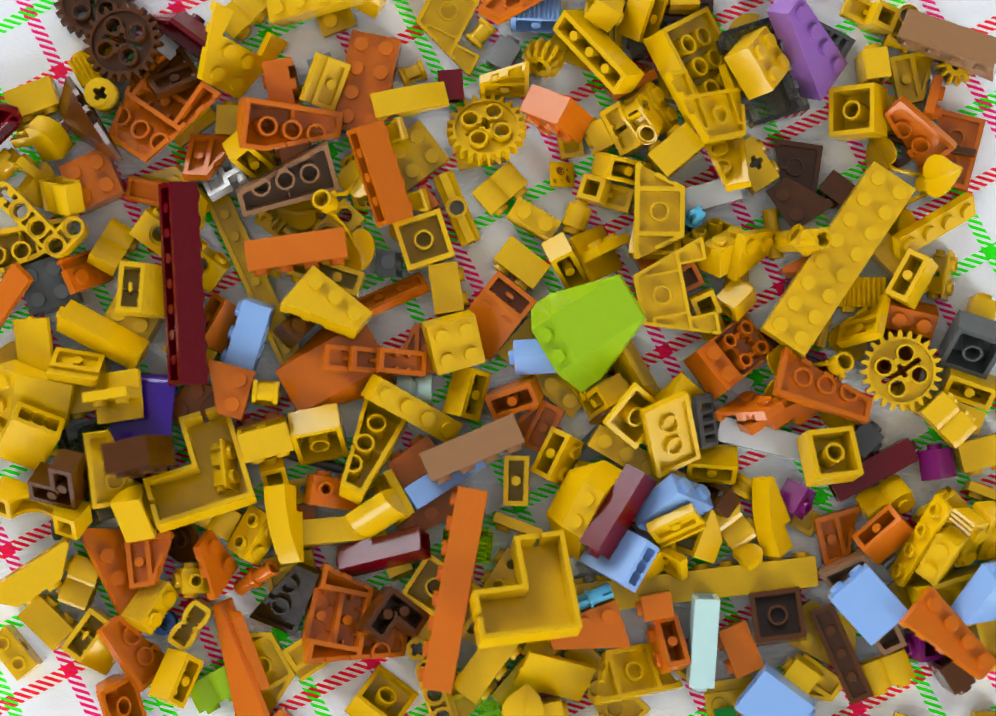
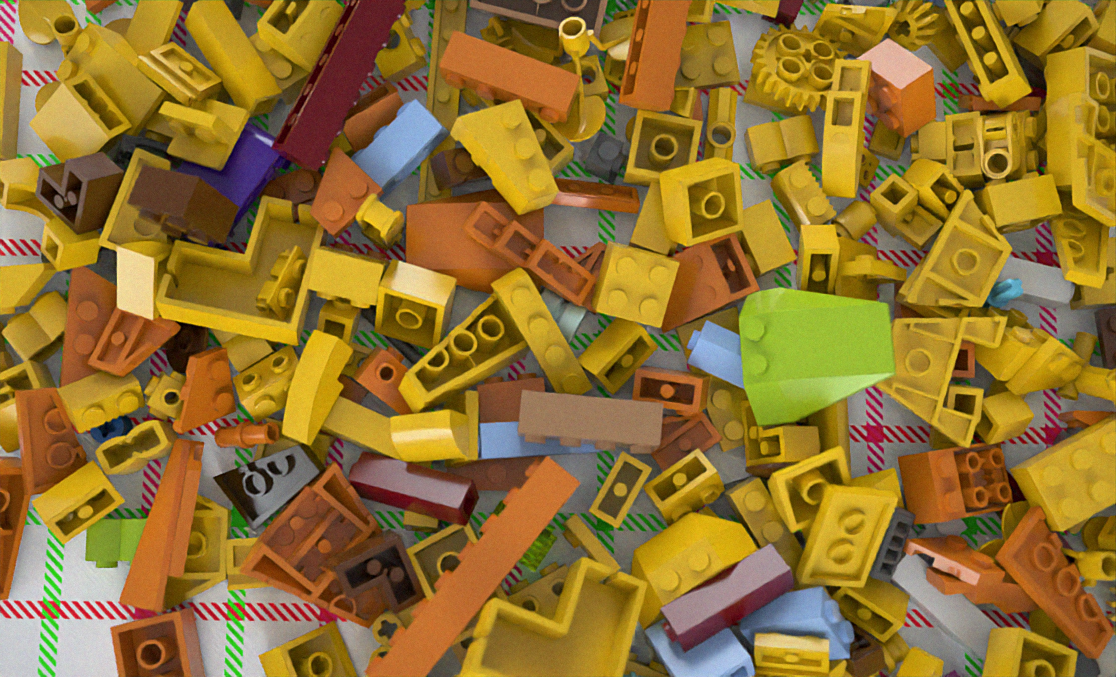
camera: 25 degrees right, 5 degrees down
(467, 265) = (702, 201): none -> yellow brick
(534, 164) = (844, 128): none -> yellow slope

